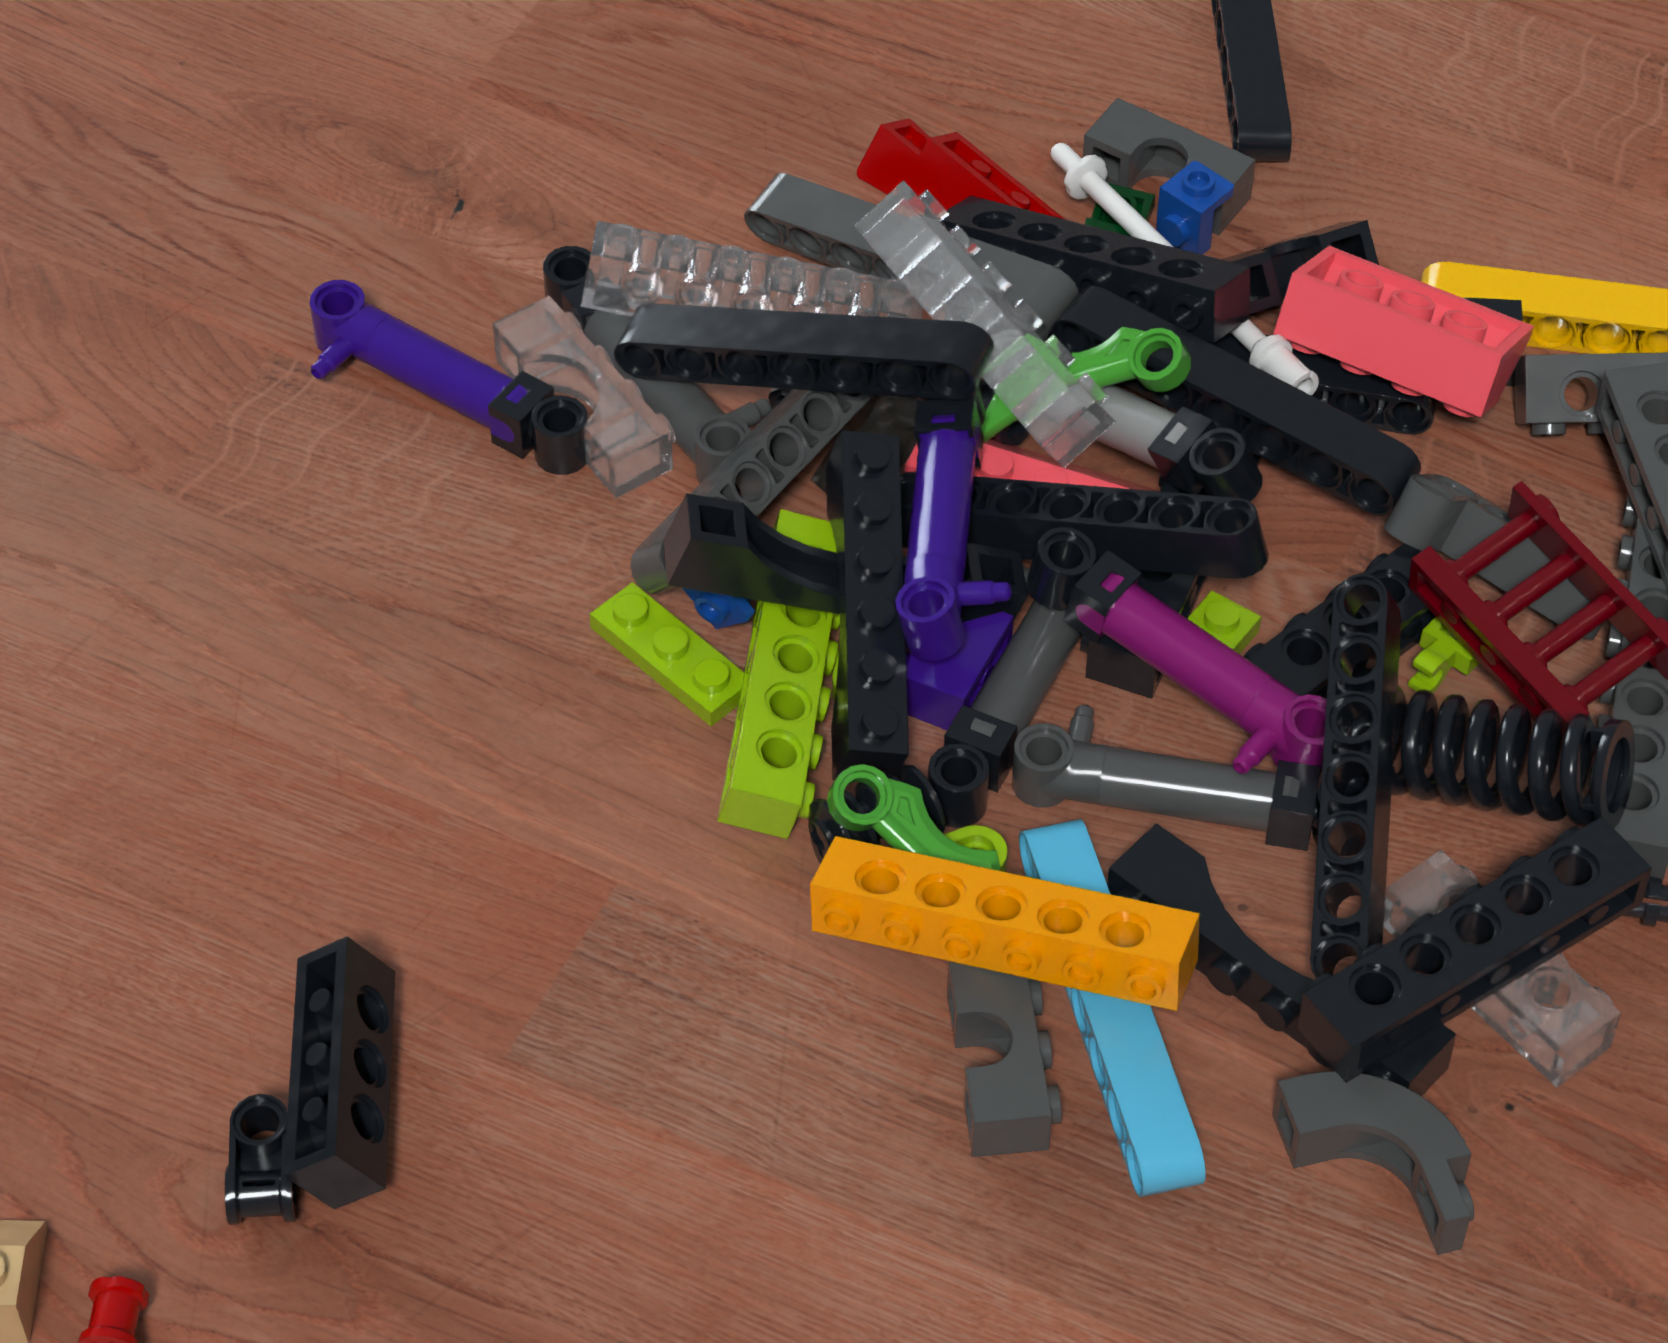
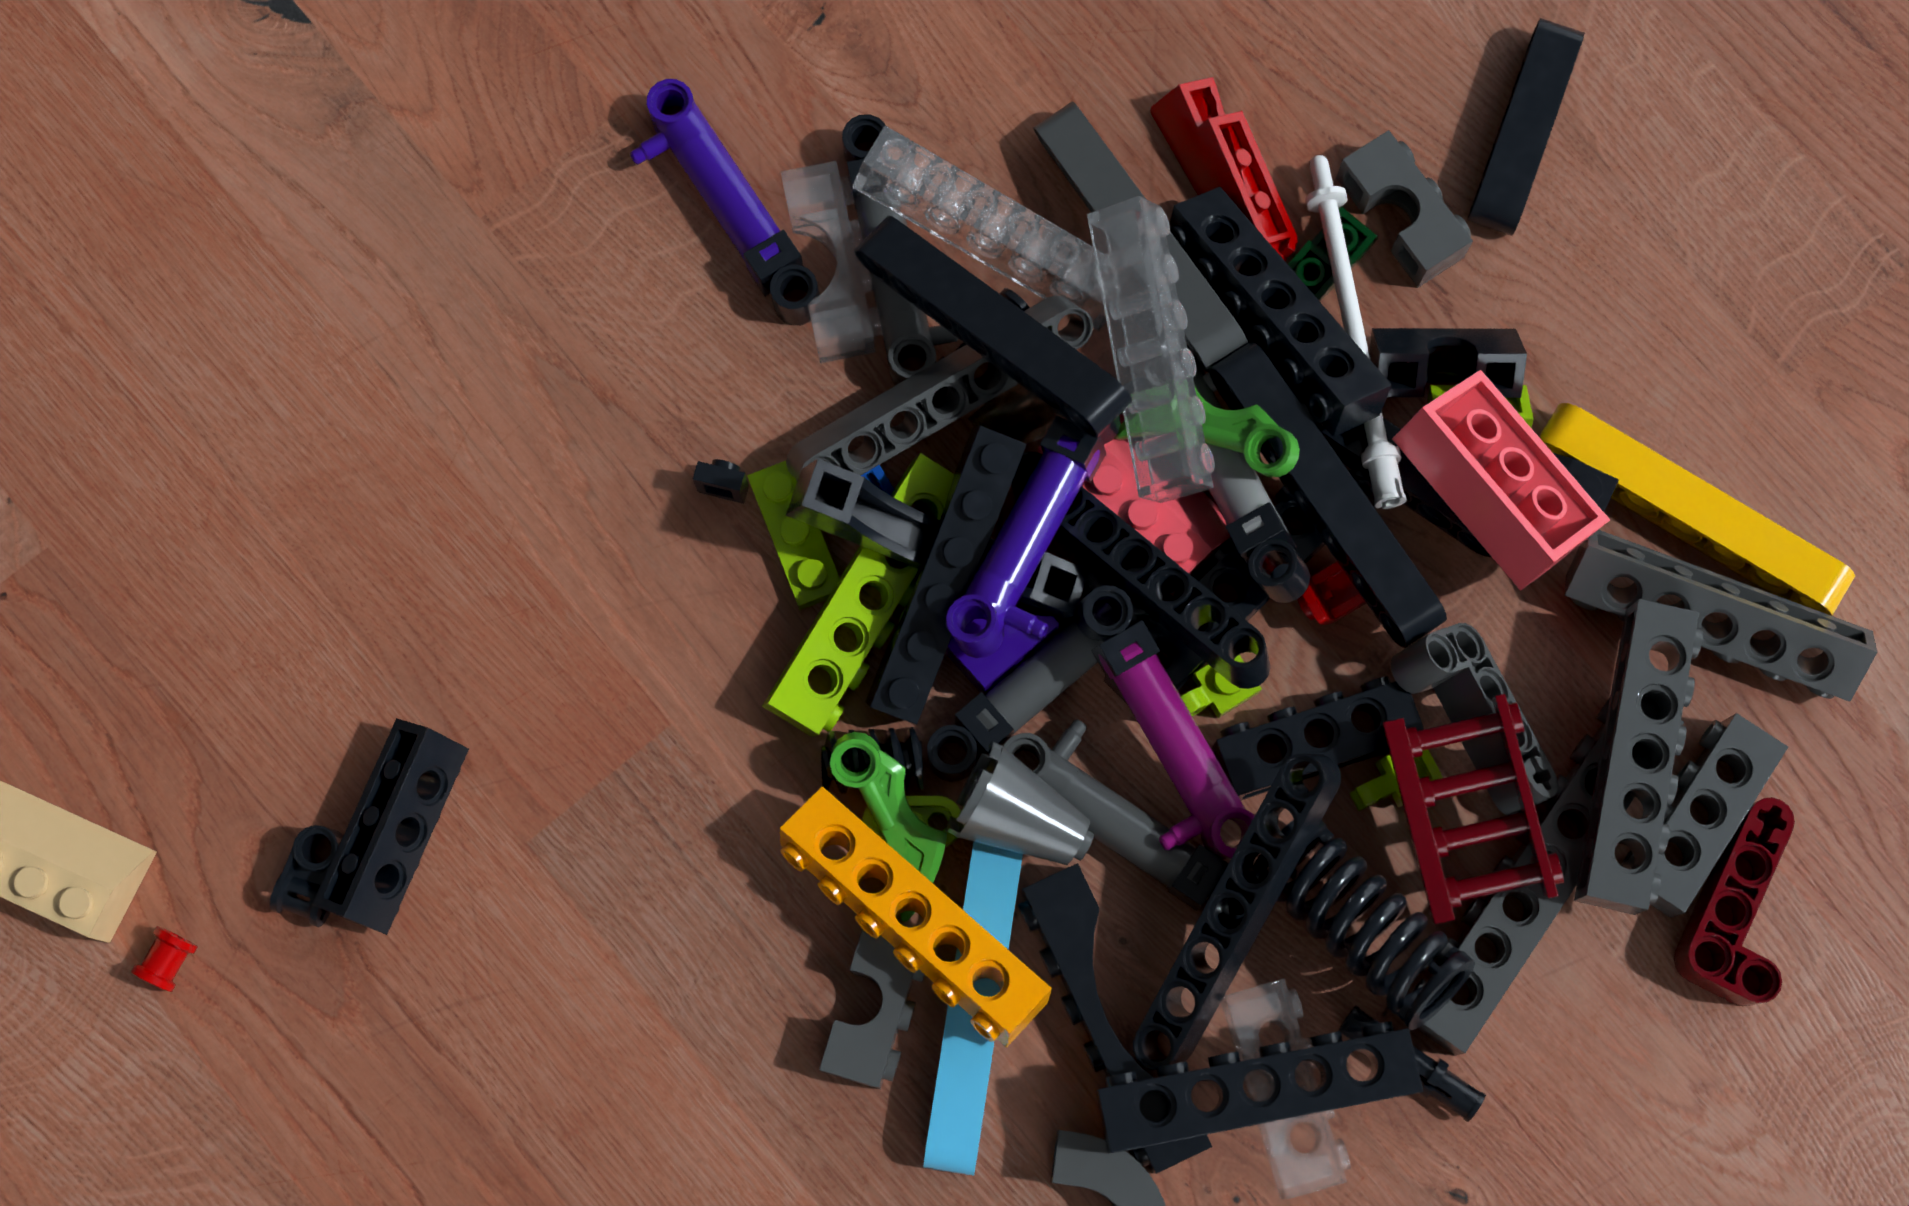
camera: 25 degrees right, 25 degrees up
(564, 626) = (721, 480): none -> black plate
(1066, 782) = (1018, 811): none -> dark grey cone
(1188, 206) = (1399, 263): blue bracket -> none
(1289, 506) = (1330, 596): none -> red bracket

